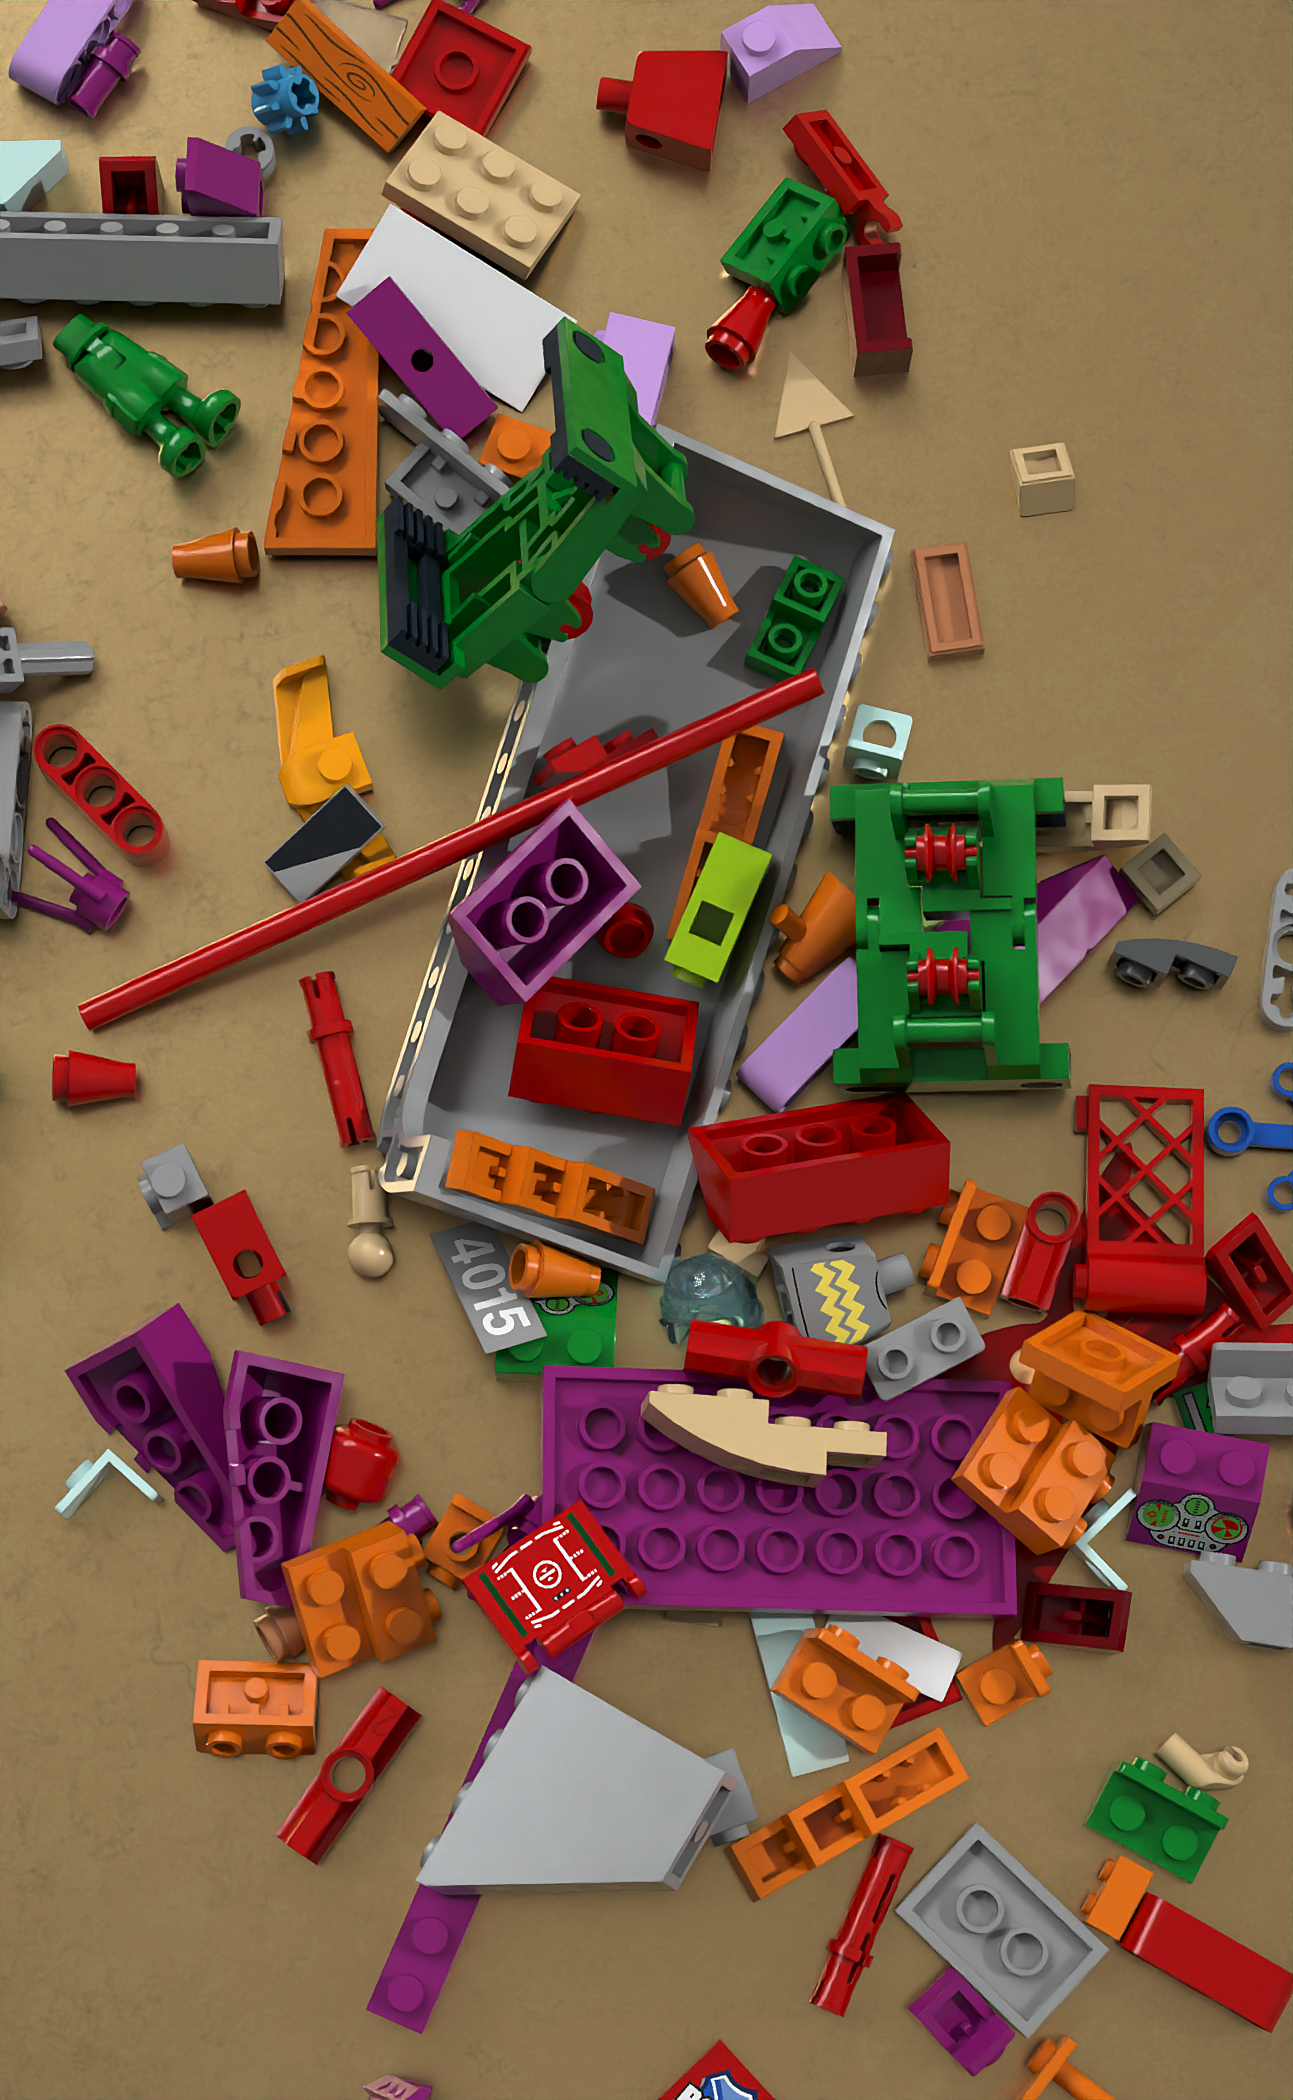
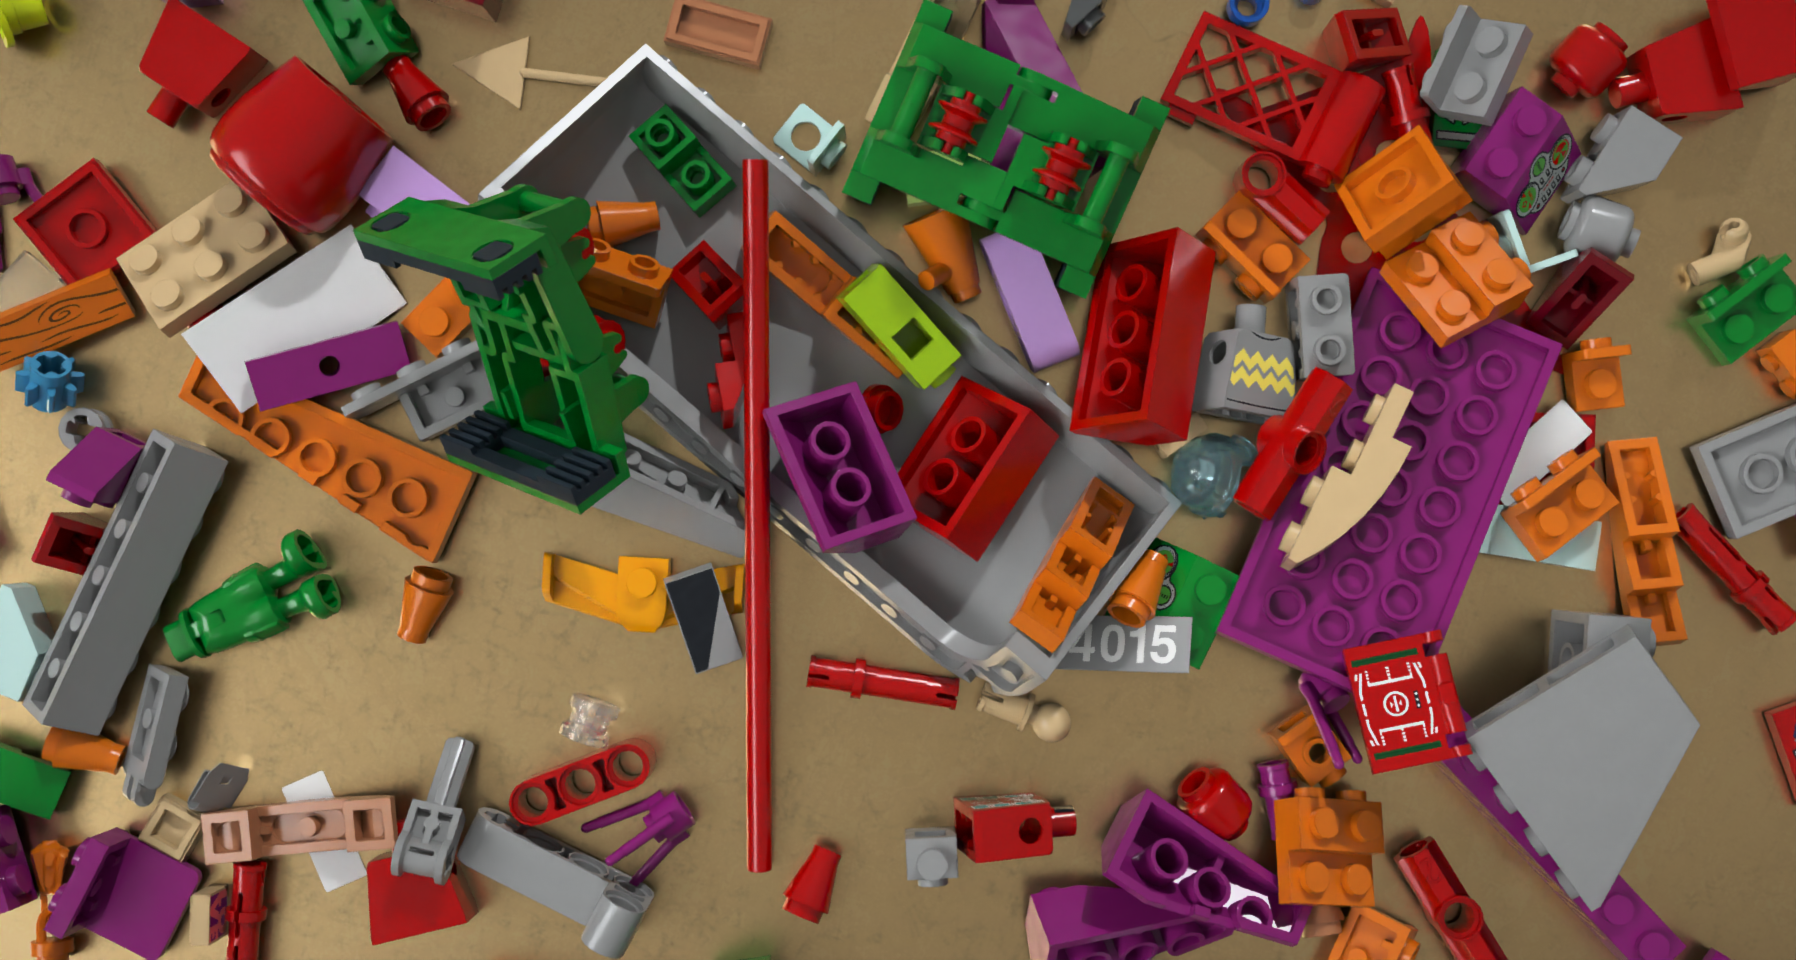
camera: 65 degrees left, 10 degrees up
(167, 774) = (589, 720): none -> clear wheel
(438, 753) = (676, 499): none -> light grey wedge
(631, 238) = (299, 147): none -> red piece
(636, 610) = (626, 284): none -> orange bracket
(676, 698) = (710, 283): none -> red slope
(1163, 1610) = (1599, 225): none -> light grey head

